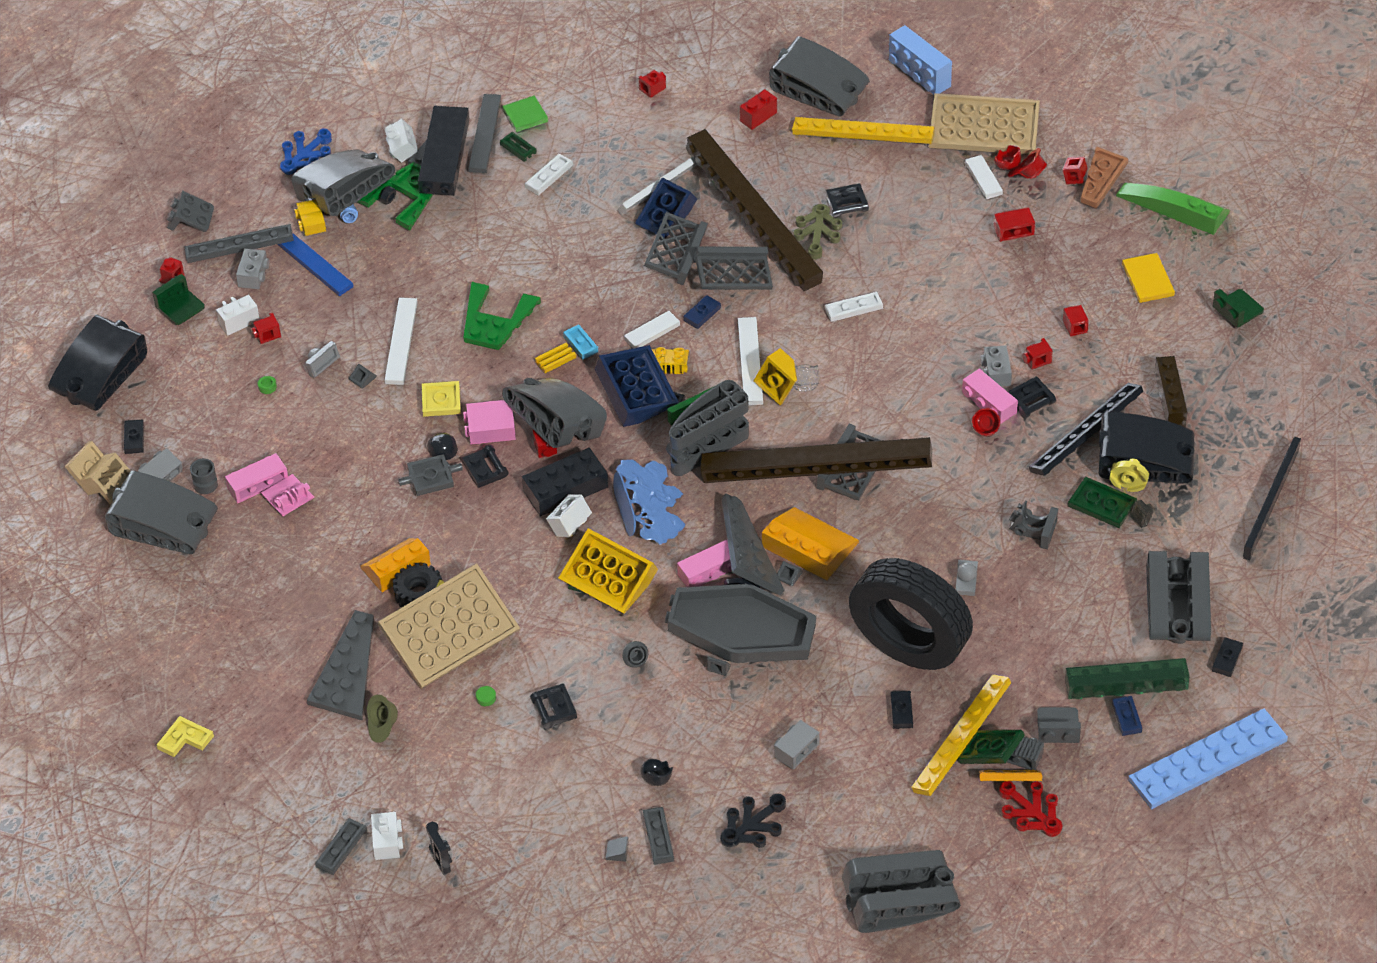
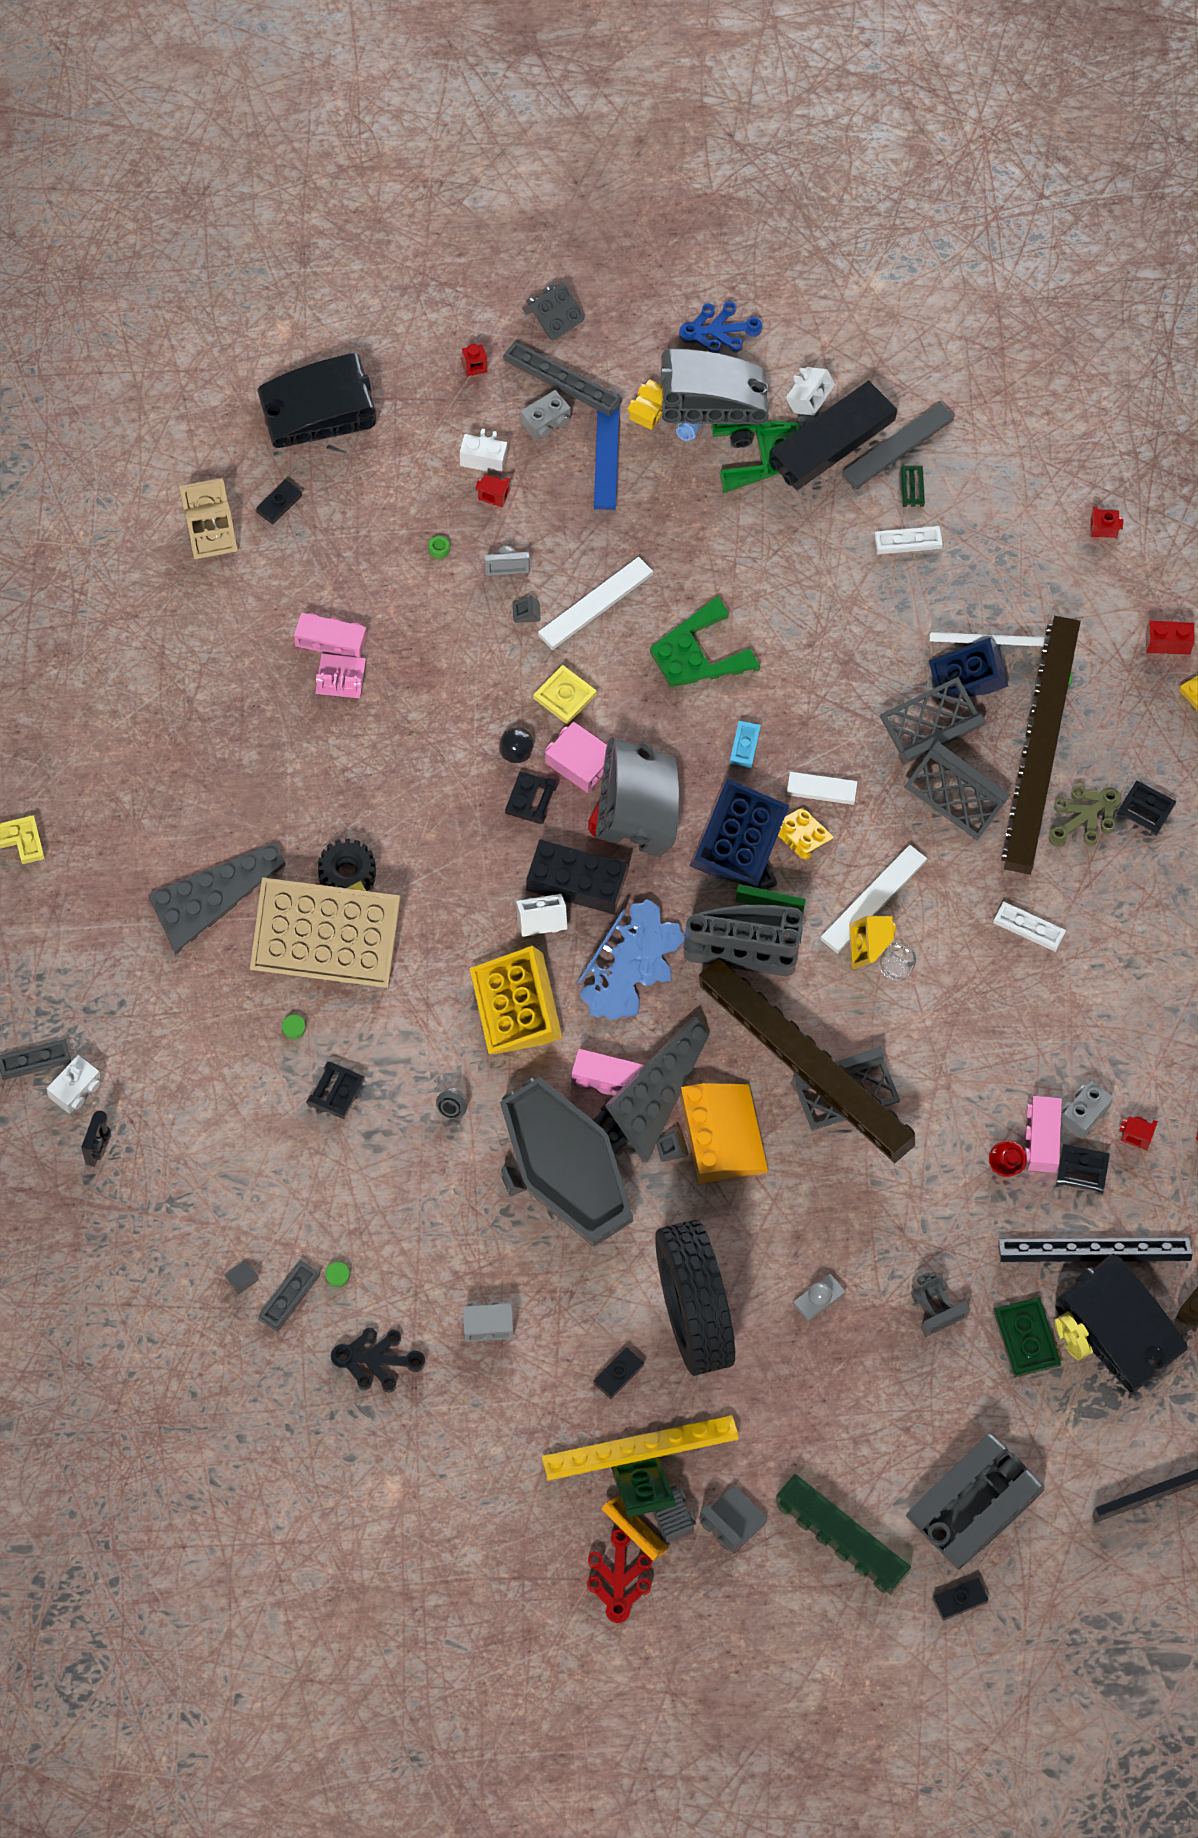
camera: 40 degrees right, 15 degrees up
(159, 513) = (214, 601): dark grey panel -> none
(163, 465) = (259, 557): light grey brick -> none
(177, 301) = (449, 394): dark green bracket -> none
(203, 476) = (288, 595): dark grey wheel -> none
(381, 717) = (186, 969): olive piece -> none
(385, 566) = (356, 823): light orange slope -> none
(430, 475) = (475, 764): dark grey plate -> none
(525, 113) = (956, 456): bright green tile -> none
(554, 355) = (710, 737): yellow tile -> none
(656, 772) = (347, 1234): black hair -> none
(674, 799) = (337, 1274): none -> bright green tile
(702, 312) = (887, 808): dark blue plate -> none
(899, 889) = (418, 1545): dark grey panel -> none
(1127, 715) = (802, 1569): dark blue plate -> none
(1142, 513) = (1047, 1384): clear smoke tile -> none
(1207, 758) = (828, 1680): light blue plate -> none

